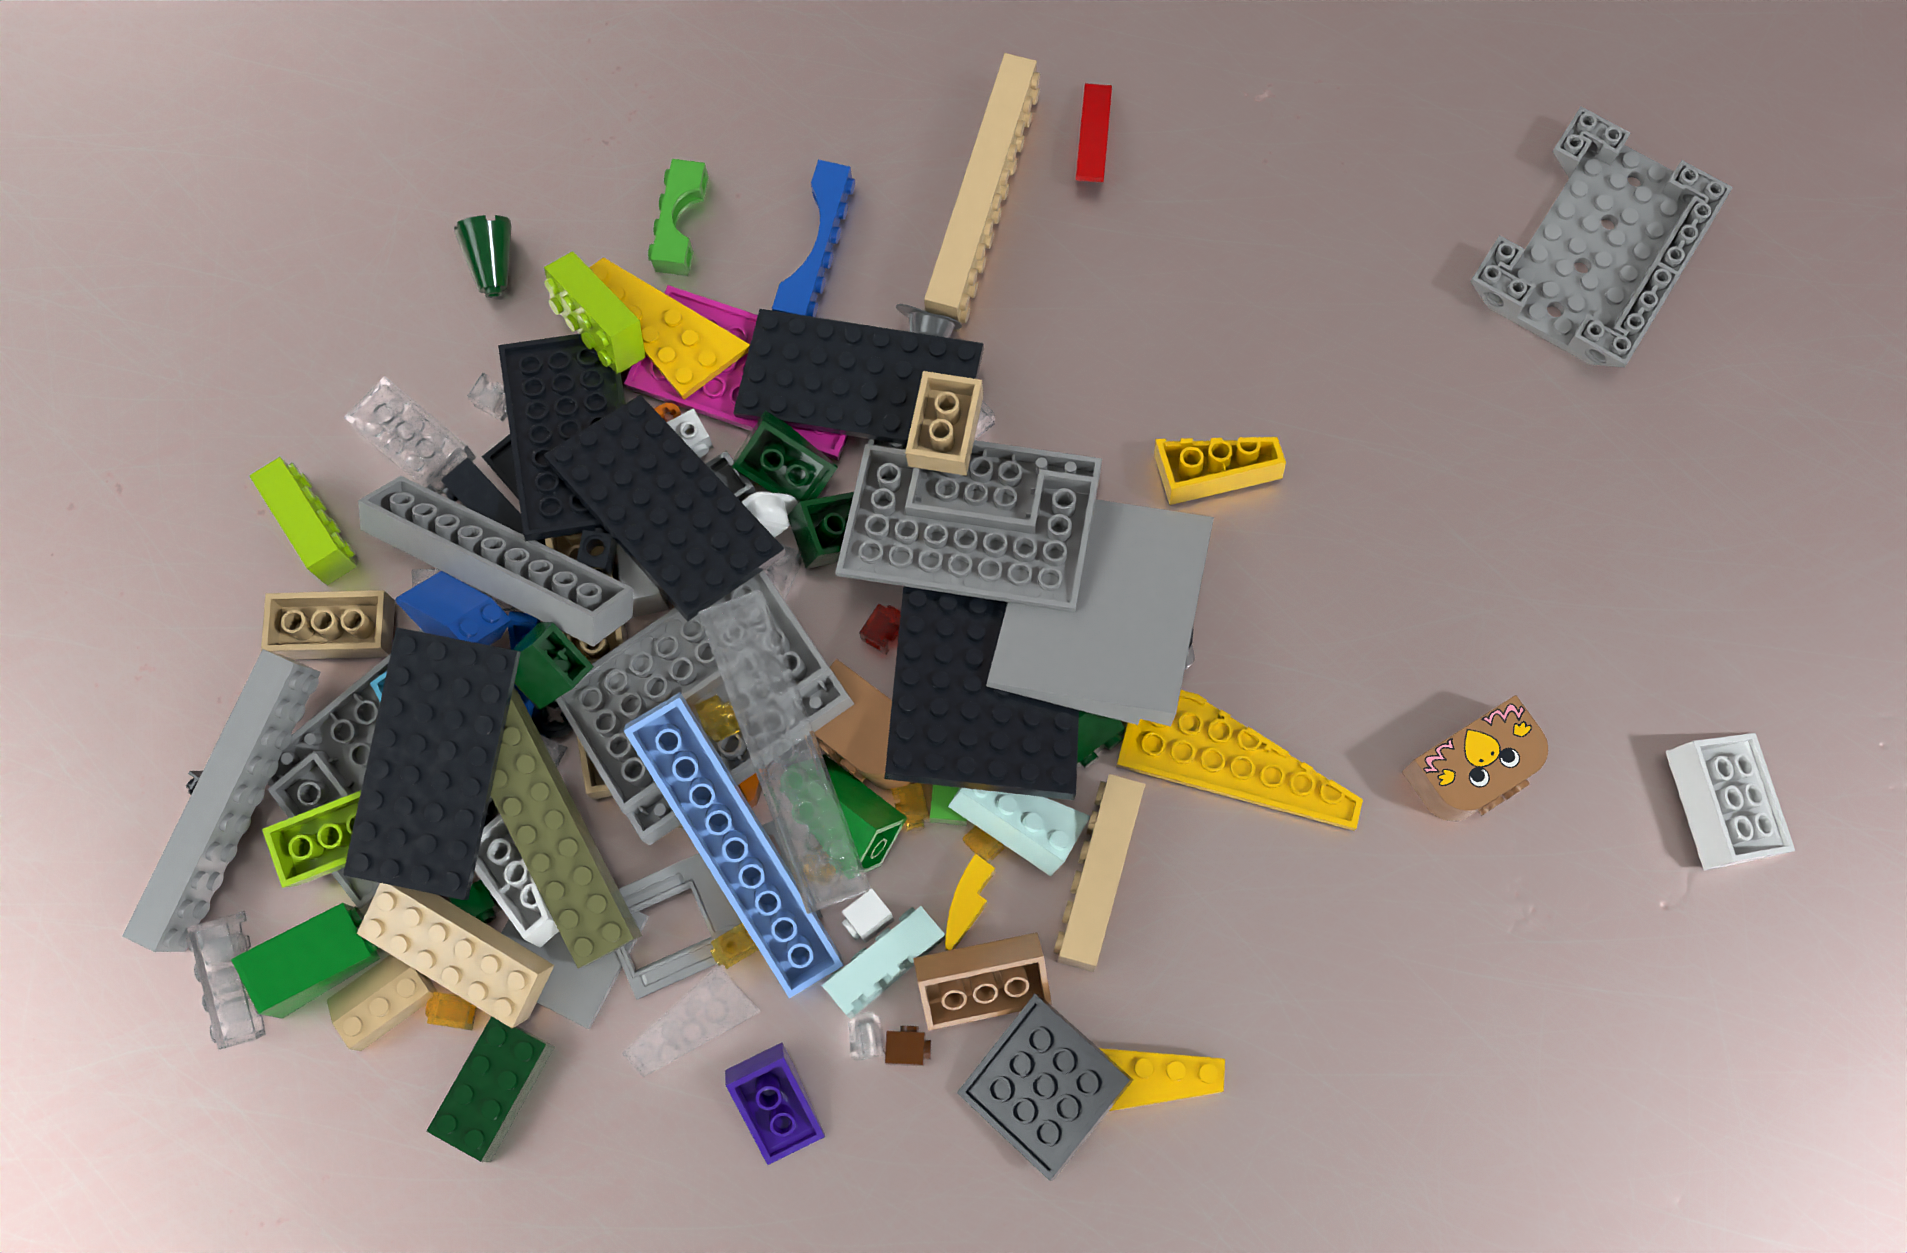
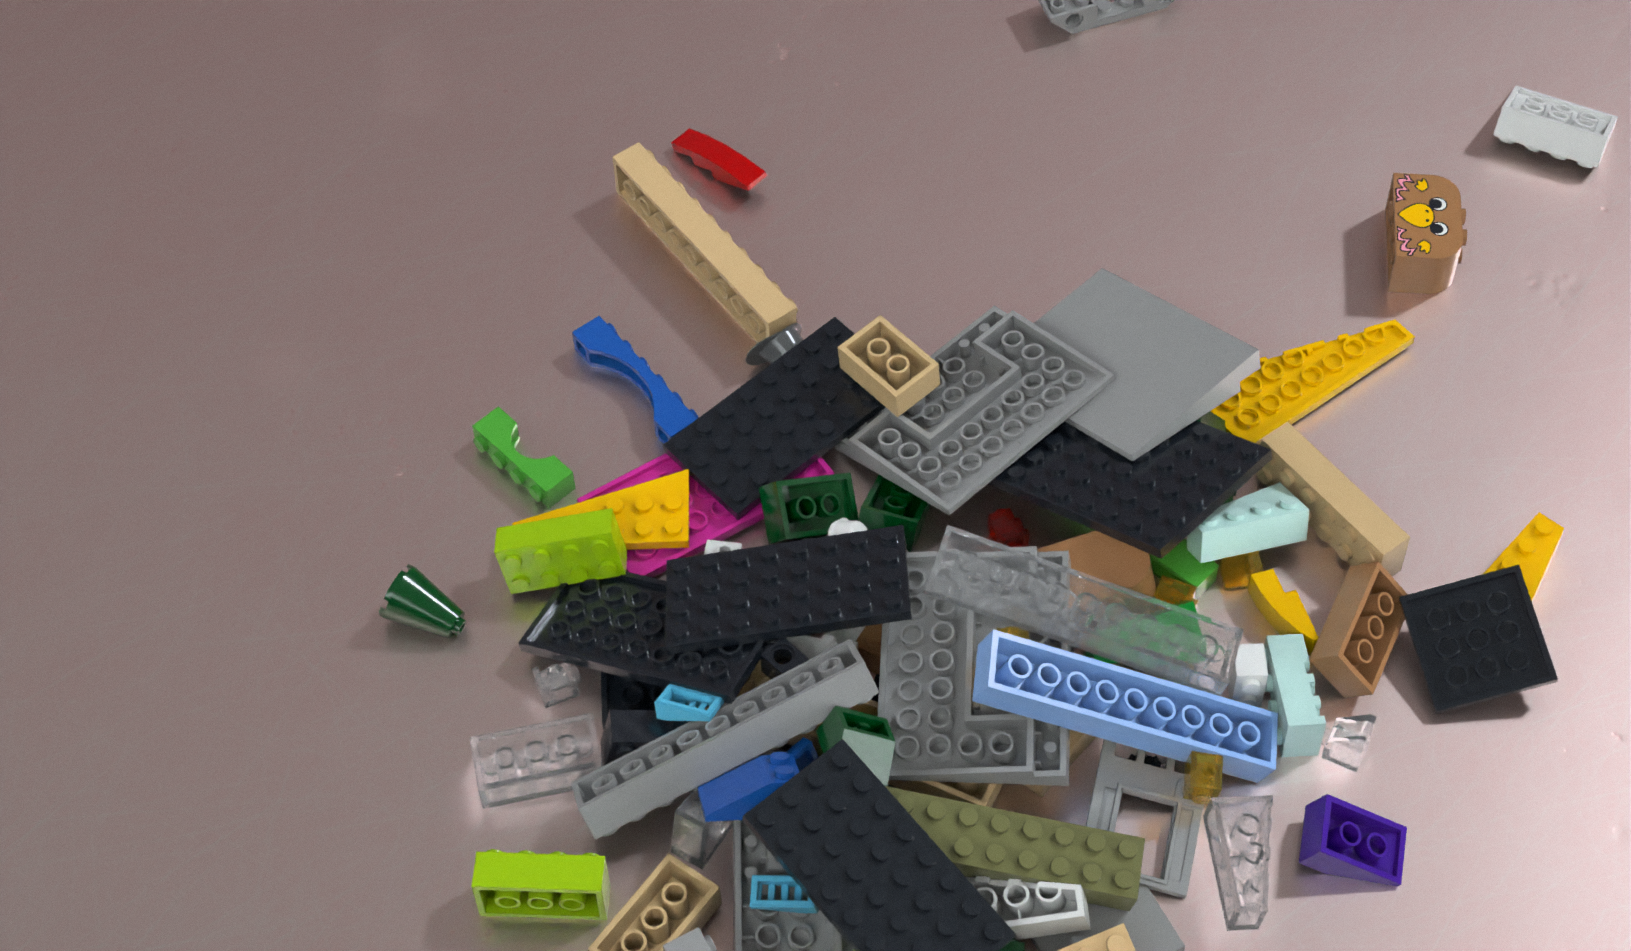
camera: 55 degrees left, 20 degrees down
(503, 492) = (680, 704): none -> medium azure slope
(907, 1047) = (1385, 722): reddish brown brick -> none
(1216, 466) = (1057, 251): yellow wedge -> none

